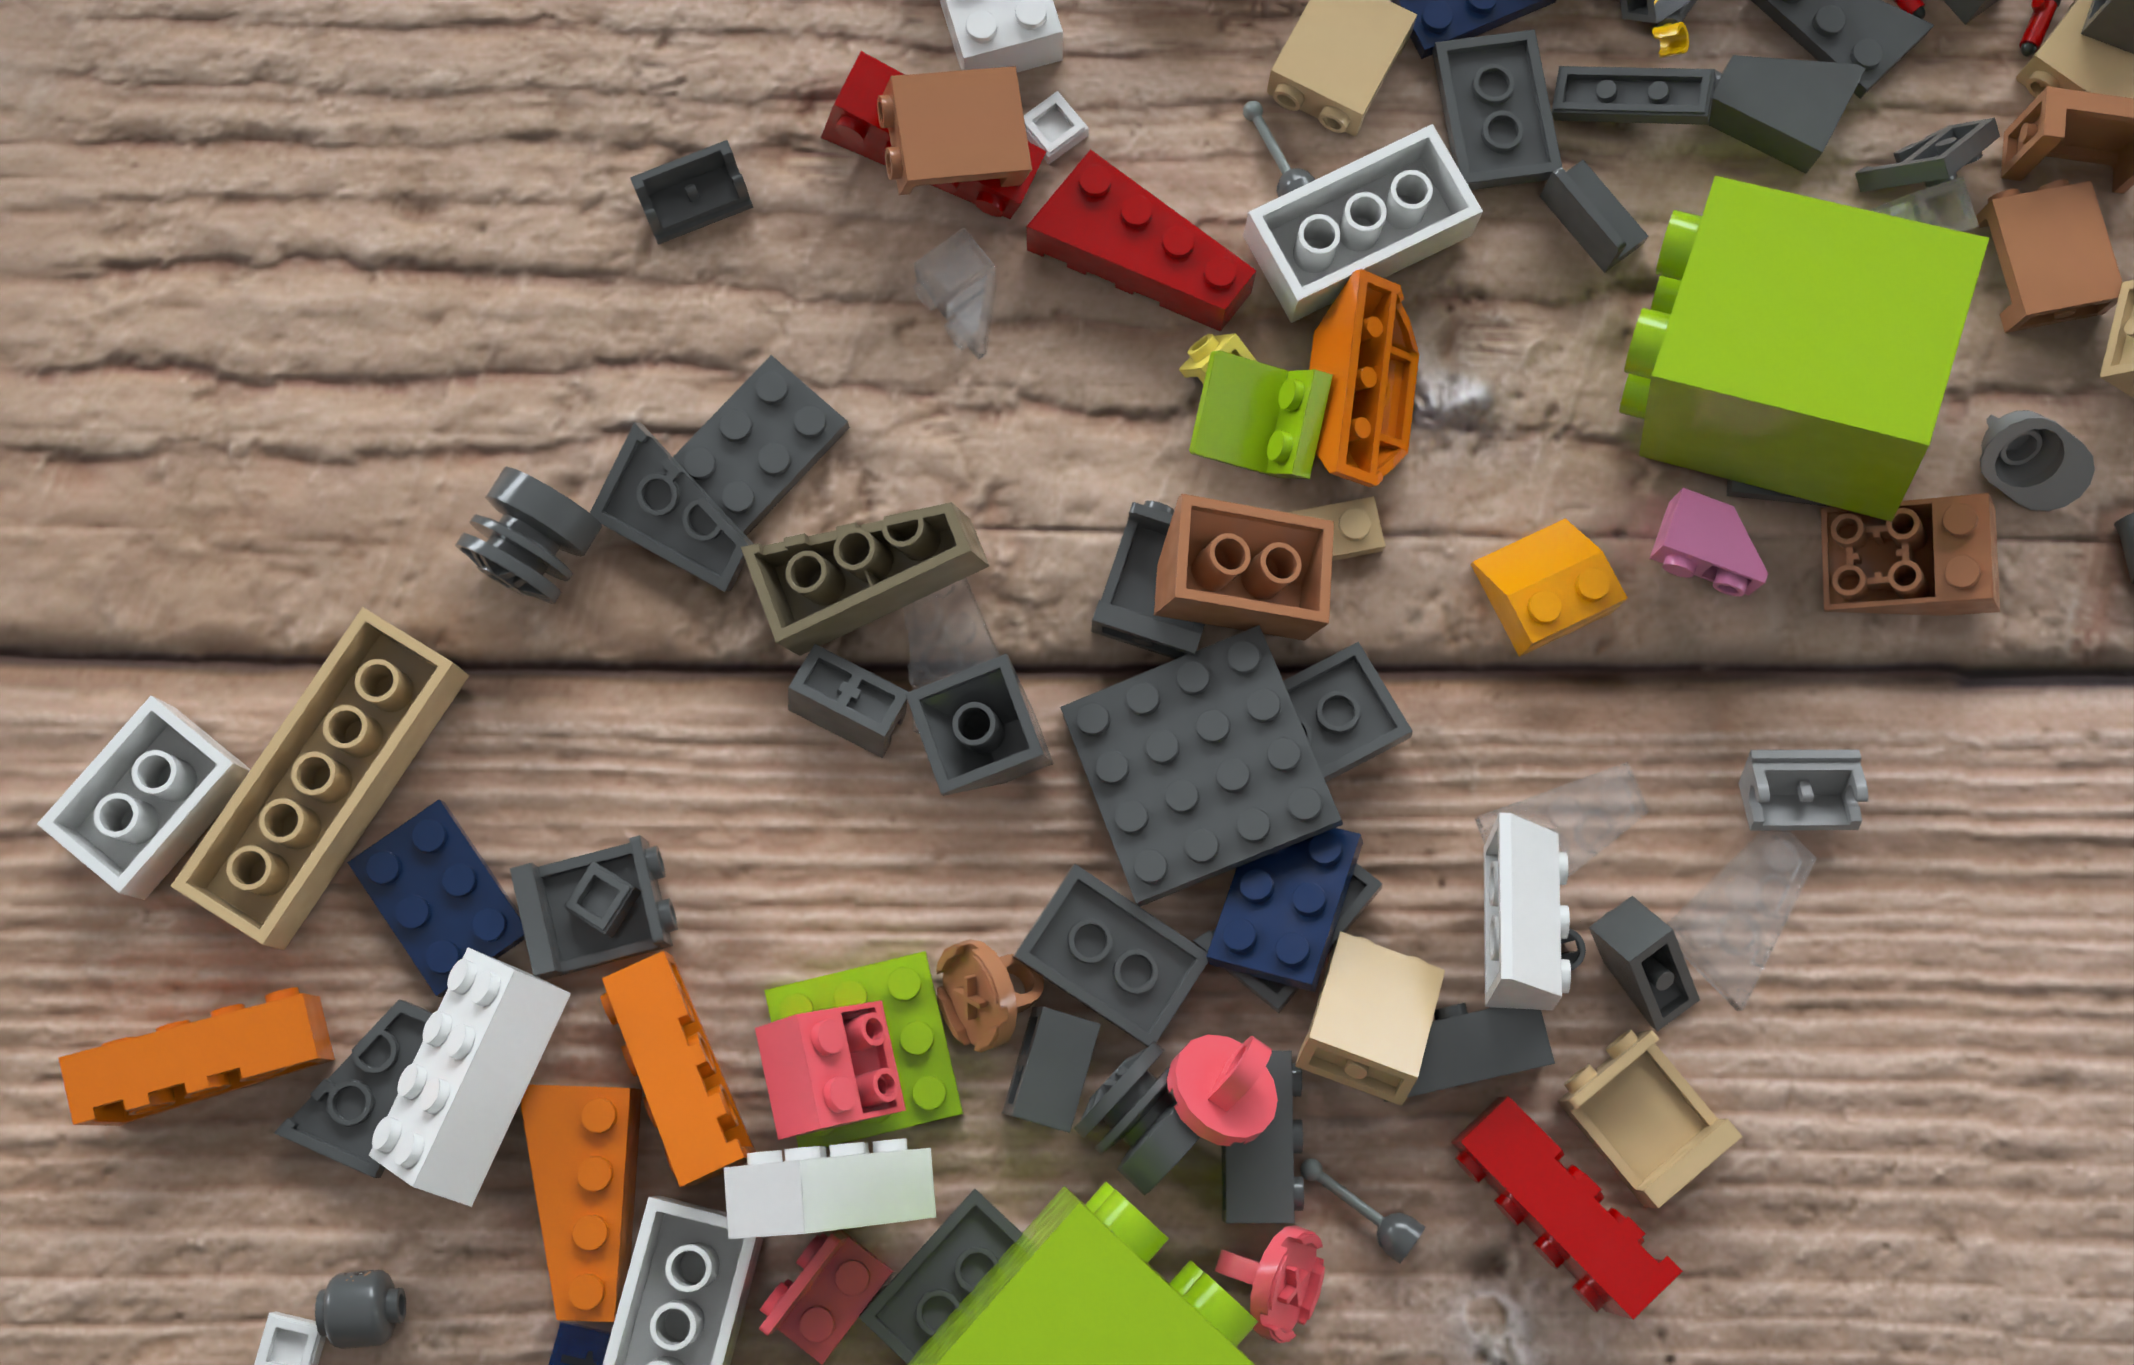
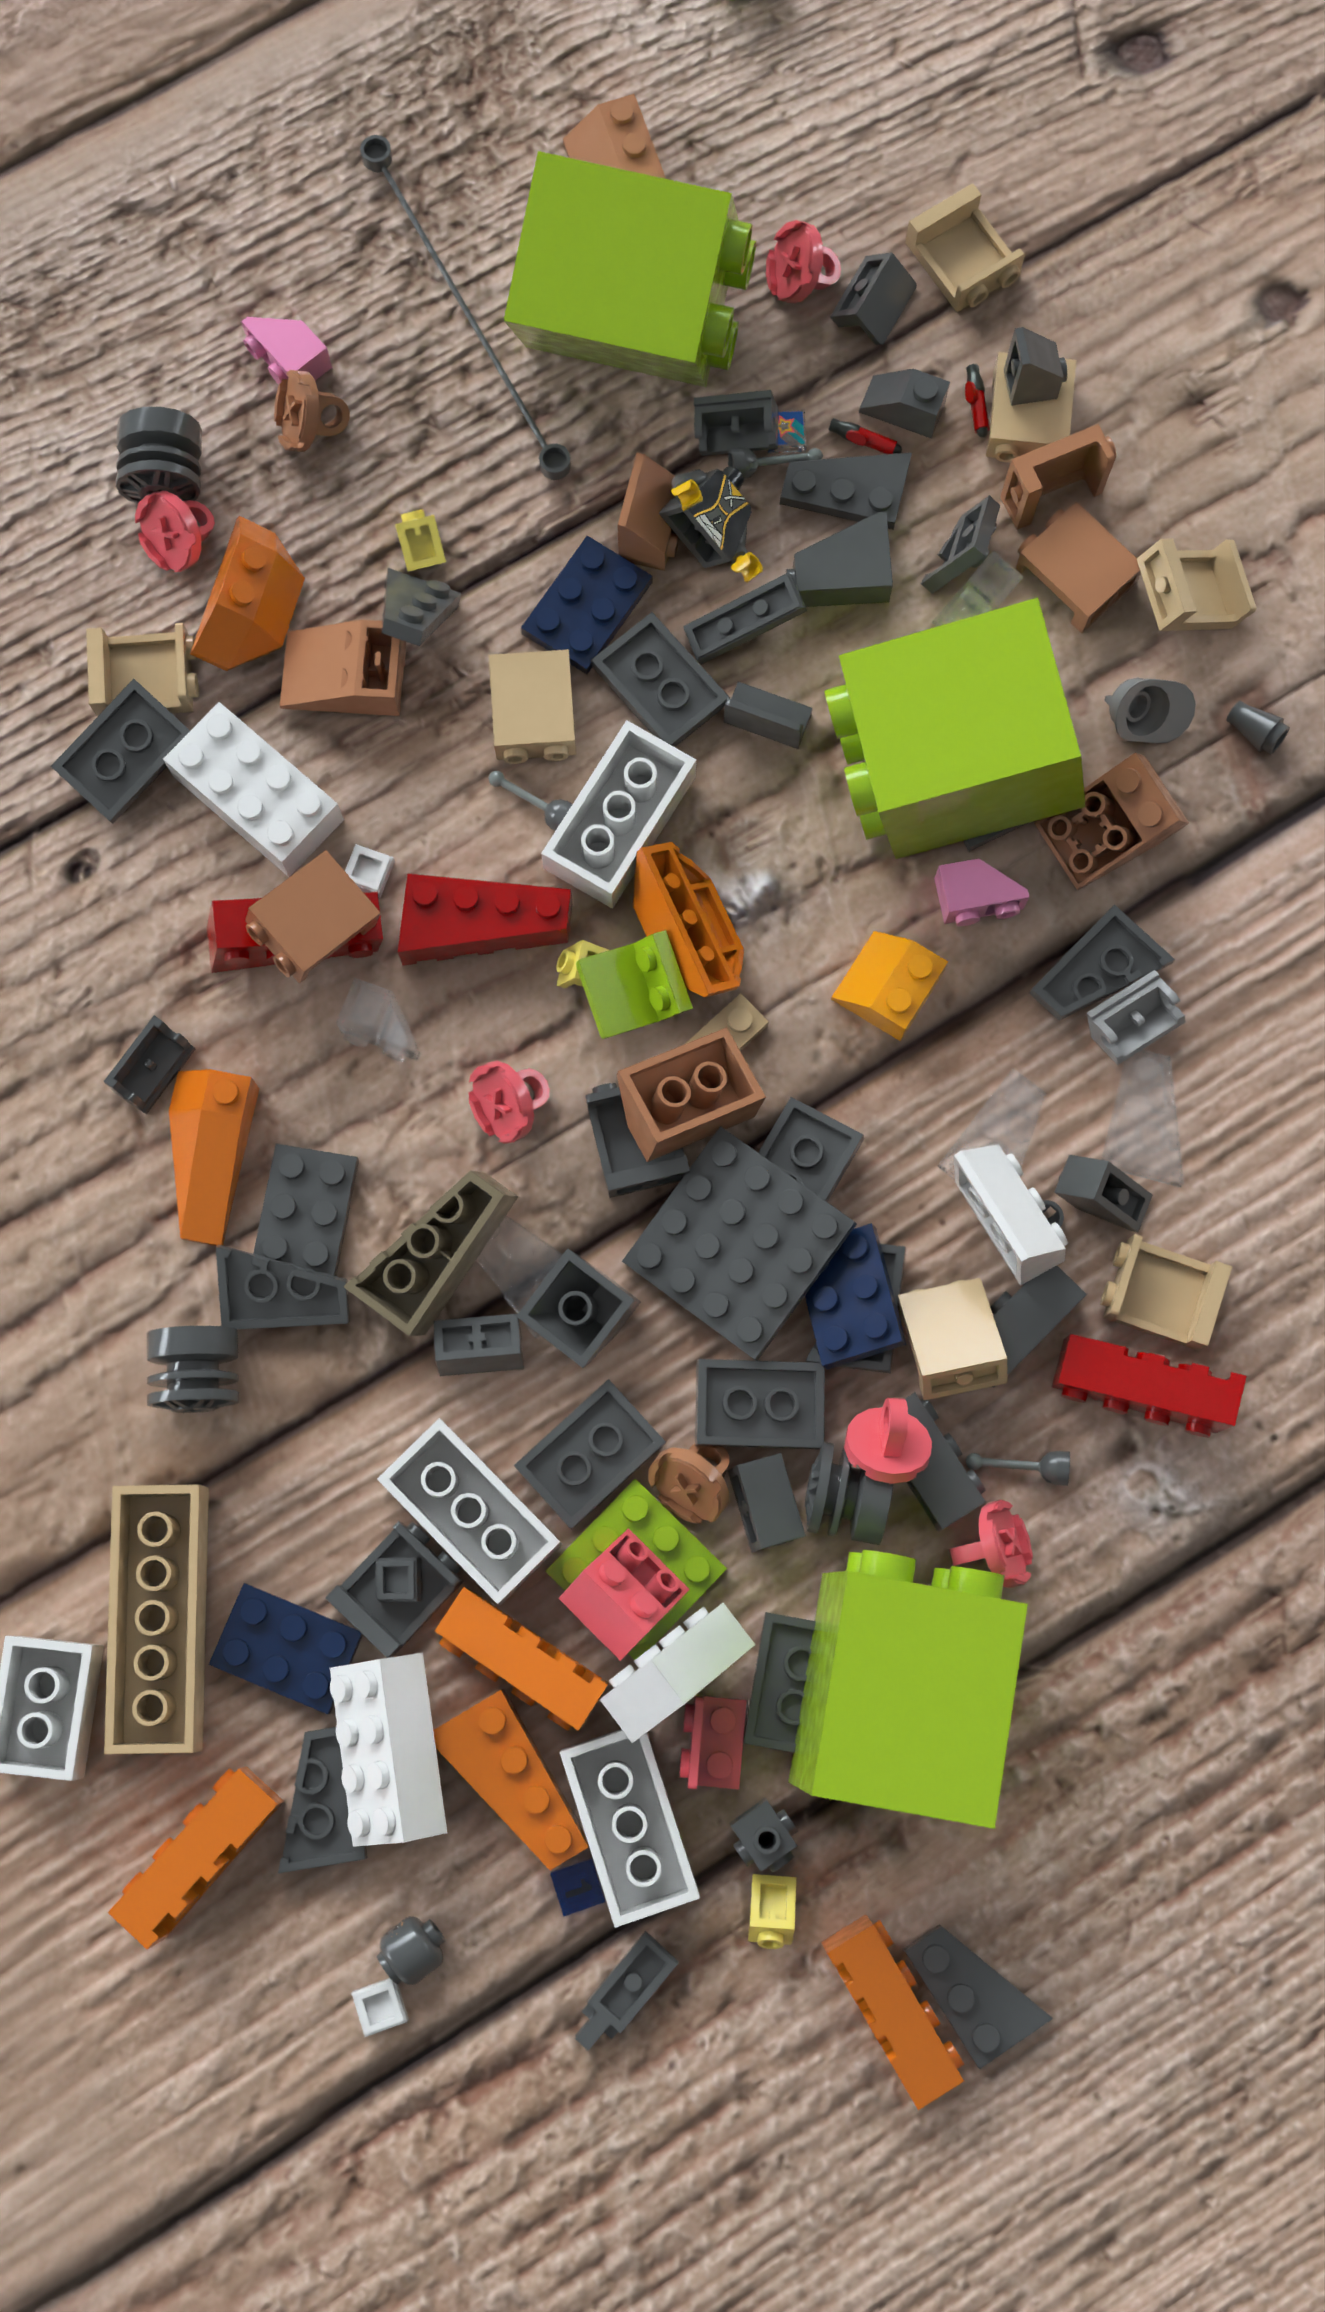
camera: 30 degrees left, 0 degrees up
(706, 309) = (209, 1138): none -> orange wedge
(722, 874) = (469, 1511): none -> white brick
(892, 894) = (590, 1454): none -> dark grey plate
(1039, 455) = (503, 1100): none -> coral tile
(1798, 707) = (1100, 964): none -> dark grey wing

